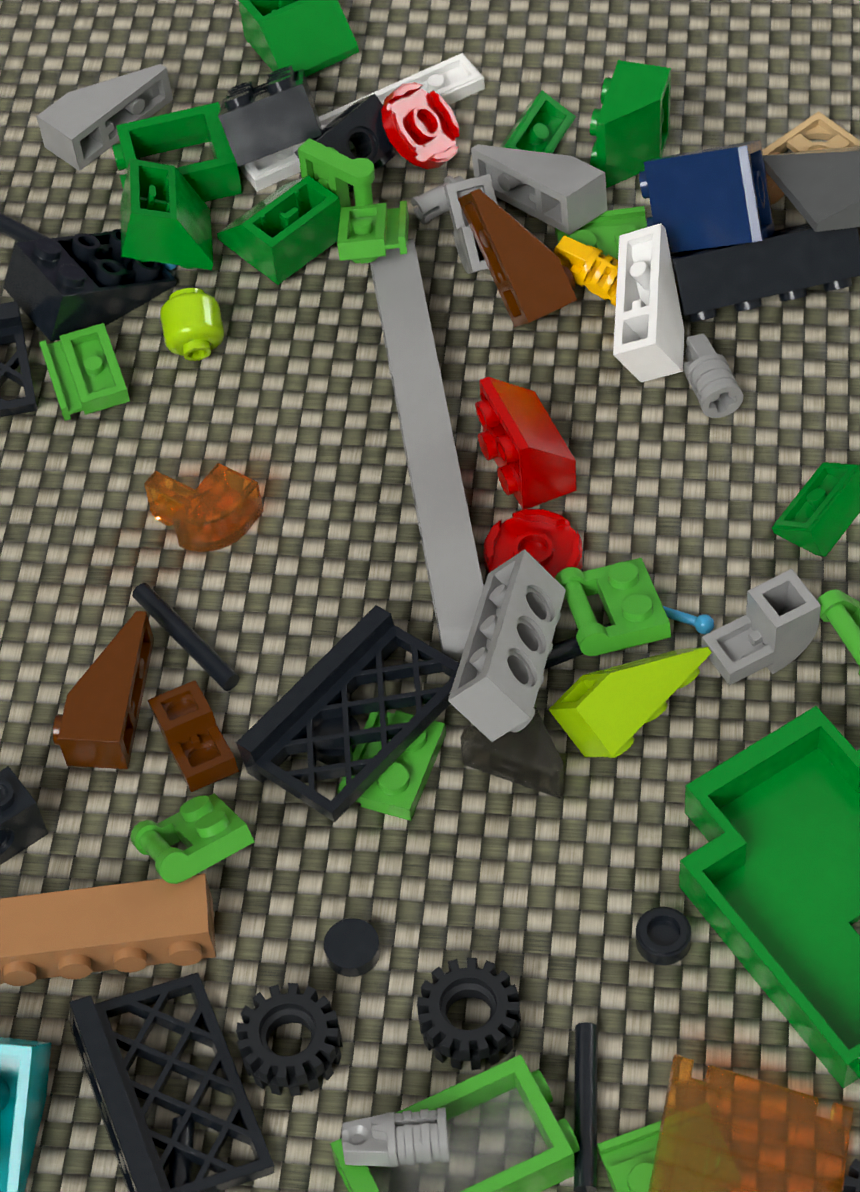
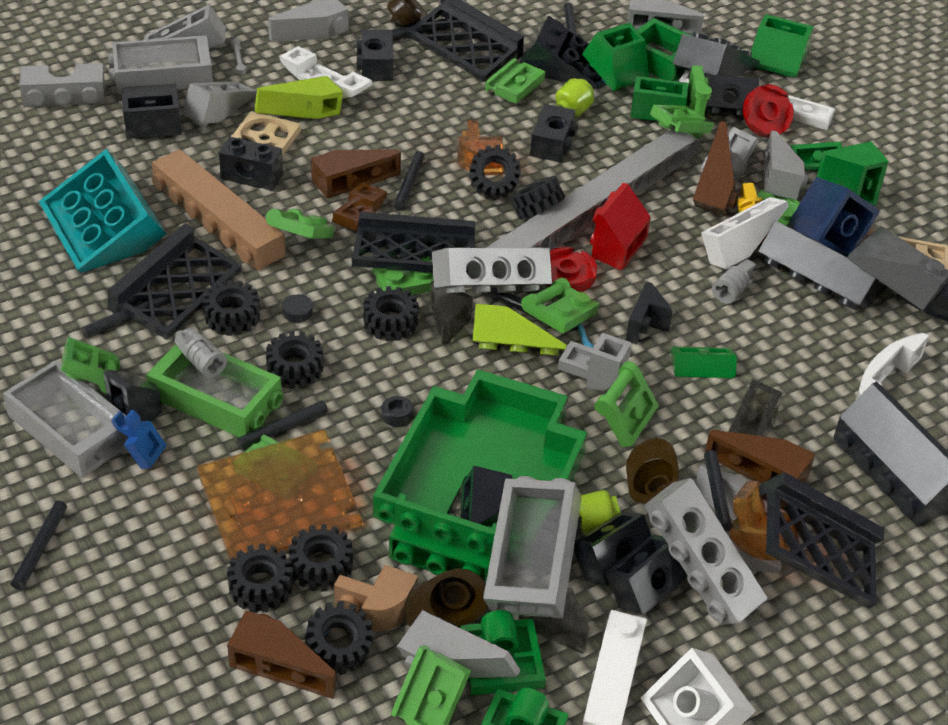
camera: 45 degrees right, 10 degrees down
(245, 395) = (553, 133): none -> black brick
(305, 505) = (499, 156): none -> black tyre
(383, 499) = (537, 197): none -> black tyre
(462, 801) = (390, 301): none -> black tyre
(700, 513) = (648, 312): none -> black slope

